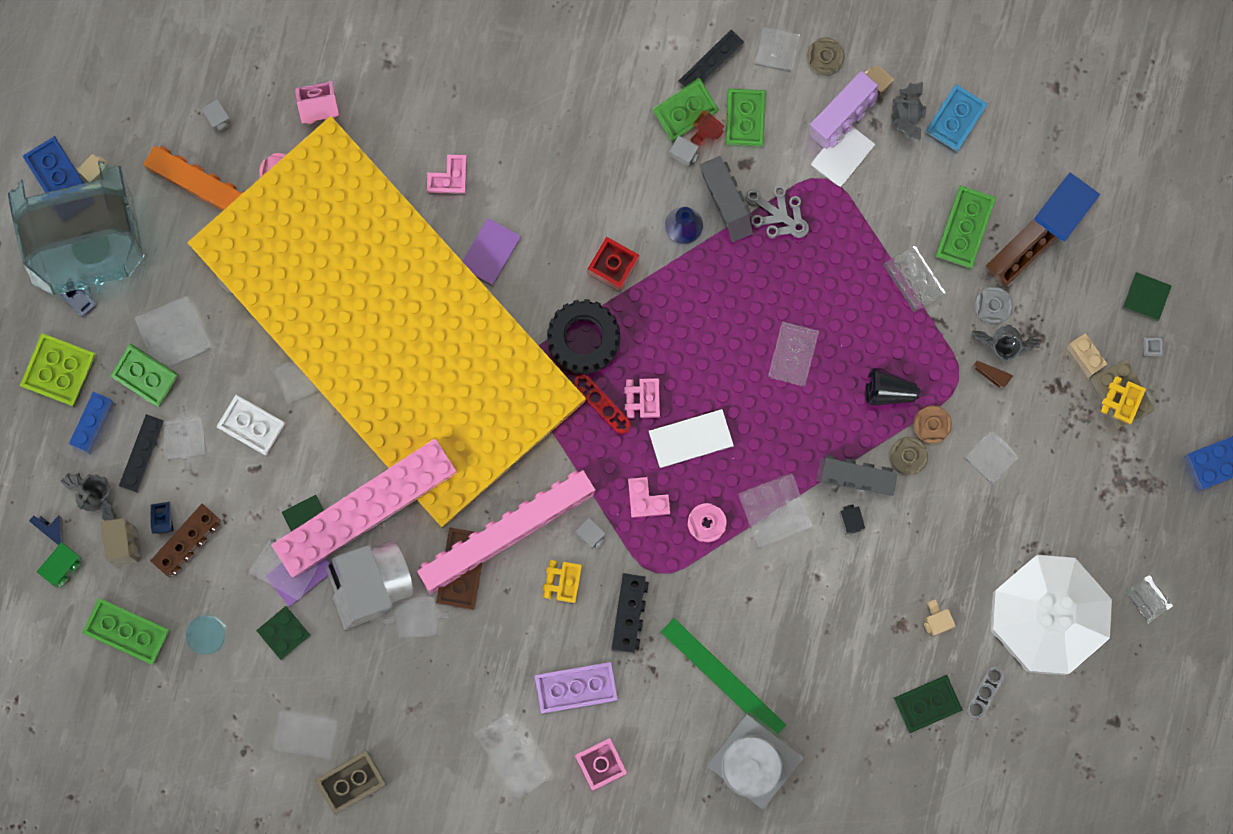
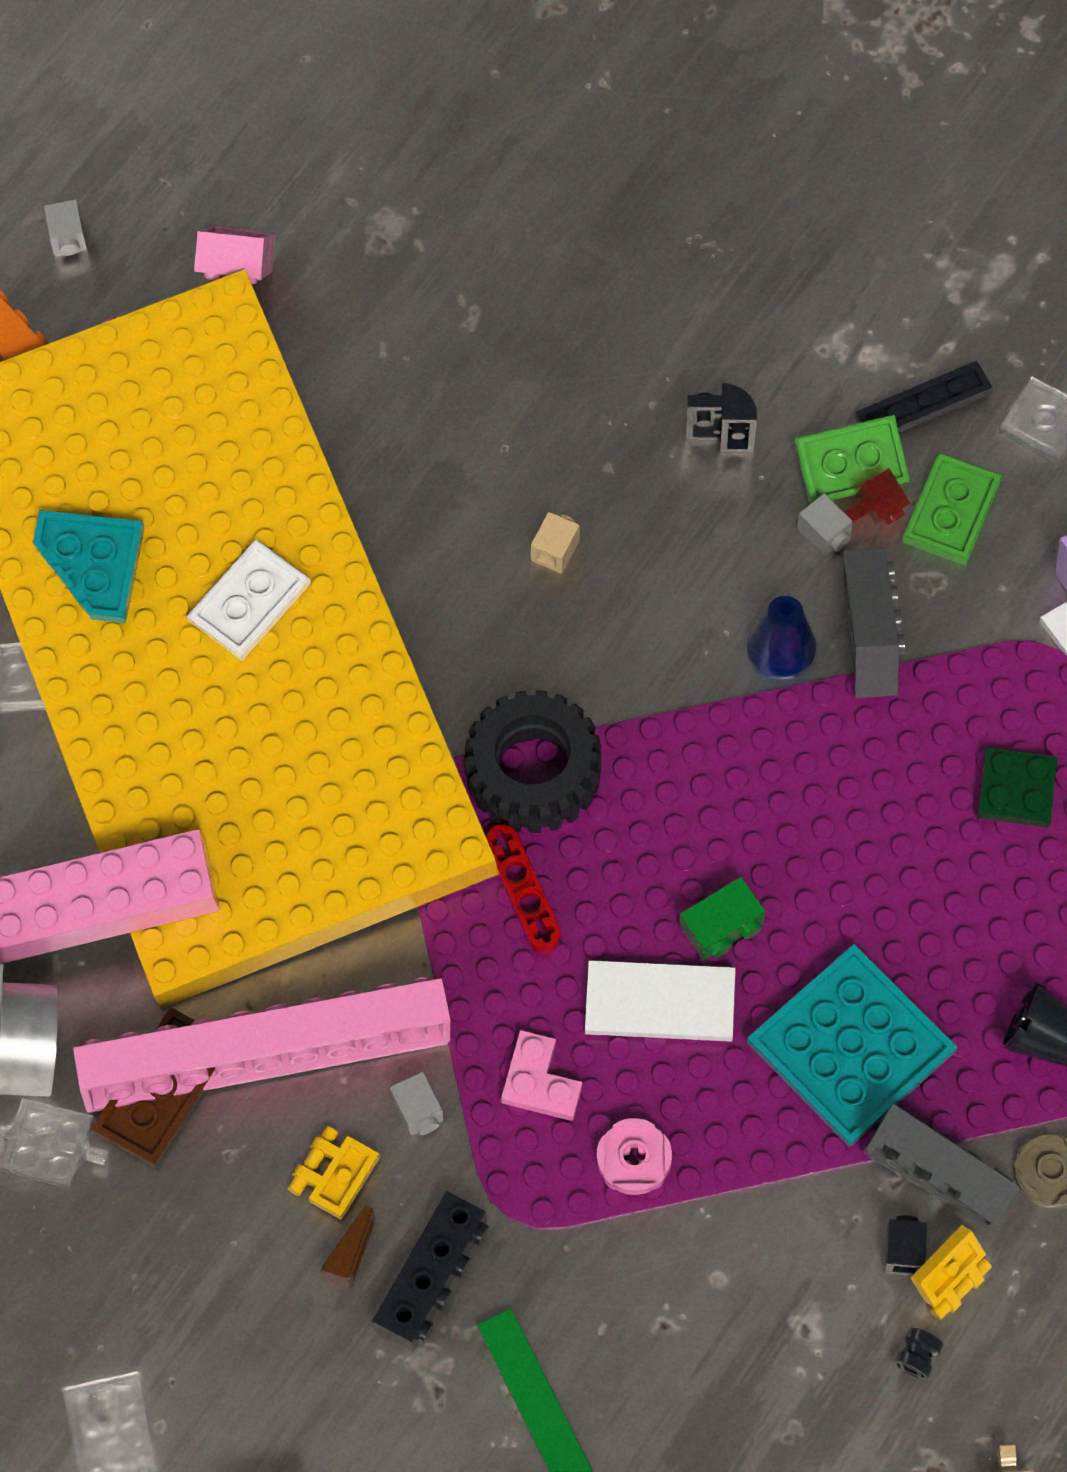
camera: 25 degrees right, 15 degrees down
(318, 309) = (92, 559): none -> teal plate
(408, 303) = (248, 600): none -> white tile
(451, 182) = (411, 448): bright pink plate -> none
(490, 251) = (431, 580): medium lavender tile -> none
(548, 208) = (555, 542): none -> tan brick
(576, 688) = (282, 1372): lavender plate -> none
(585, 621) = (347, 1256): none -> reddish brown slope
(613, 264) = (632, 663): red brick -> none
(616, 108) = (723, 418): none -> black brick
(648, 398) = (610, 904): bright pink plate -> none
(707, 386) = (722, 919): none -> green brick
(774, 510) = (767, 1177): clear plate -> none
(779, 215) = (954, 679): light grey plant -> none
(792, 428) = (851, 1045): none -> teal plate
(793, 354) = (899, 917): clear tile -> none
(829, 263) = (1017, 787): none -> dark green plate
(875, 570) = (917, 1355): none -> black wheel
(878, 526) = (952, 1272): none -> yellow plate

